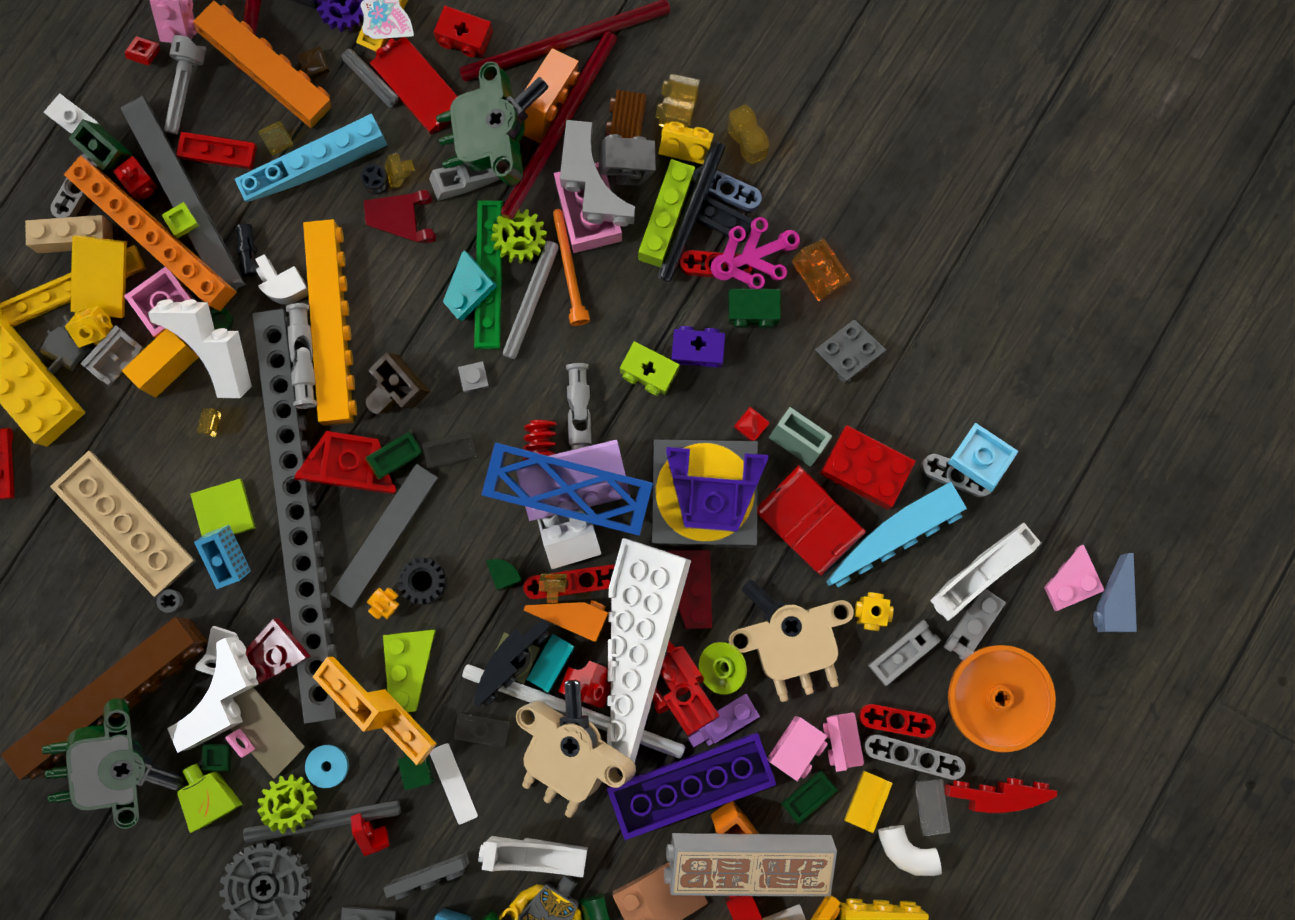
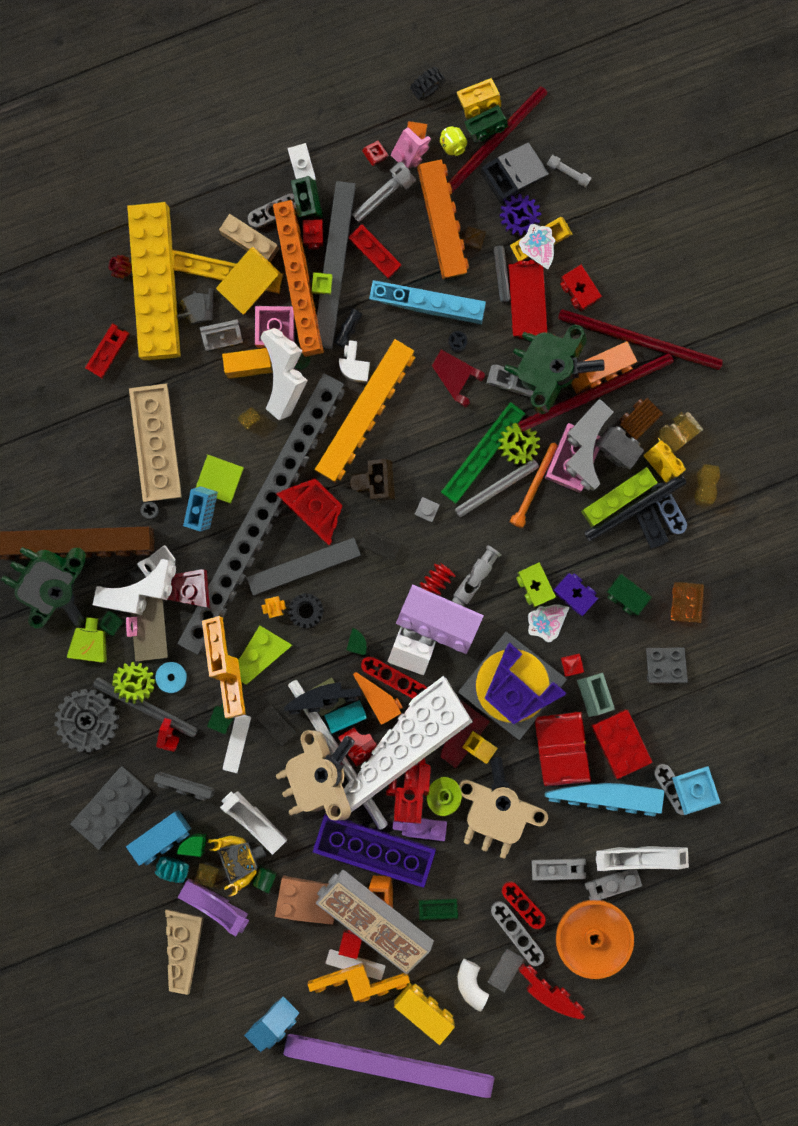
camera: 40 degrees right, 5 degrees up
(89, 326) = (221, 307): yellow brick -> none
(276, 138) = (416, 270): clear yellow slope -> none
(302, 371) = (328, 431): light grey piece -> none
(394, 455) = (344, 522): dark green tile -> none
(397, 170) = (475, 346): clear yellow tile -> none
(468, 287) = (464, 452): teal wing -> none
(497, 471) = (409, 620): blue piece -> none
(553, 585) = (381, 672): clear yellow tile -> none
(690, 399) = (547, 621): none -> sticker
(698, 255) = (632, 565): red beam -> none
(720, 585) = (479, 747): none -> yellow brick
(750, 255) = (651, 562): dark pink plant -> none
(797, 748) = (452, 876): bright pink brick -> none
(845, 741) = (483, 893): bright pink bracket -> none
(865, 616) = (555, 824): yellow brick -> none
(868, 801) = (470, 938): yellow panel -> none
(1074, 581) = (693, 904): bright pink wing -> none
(1117, 604) = (707, 938): sand blue slope -> none

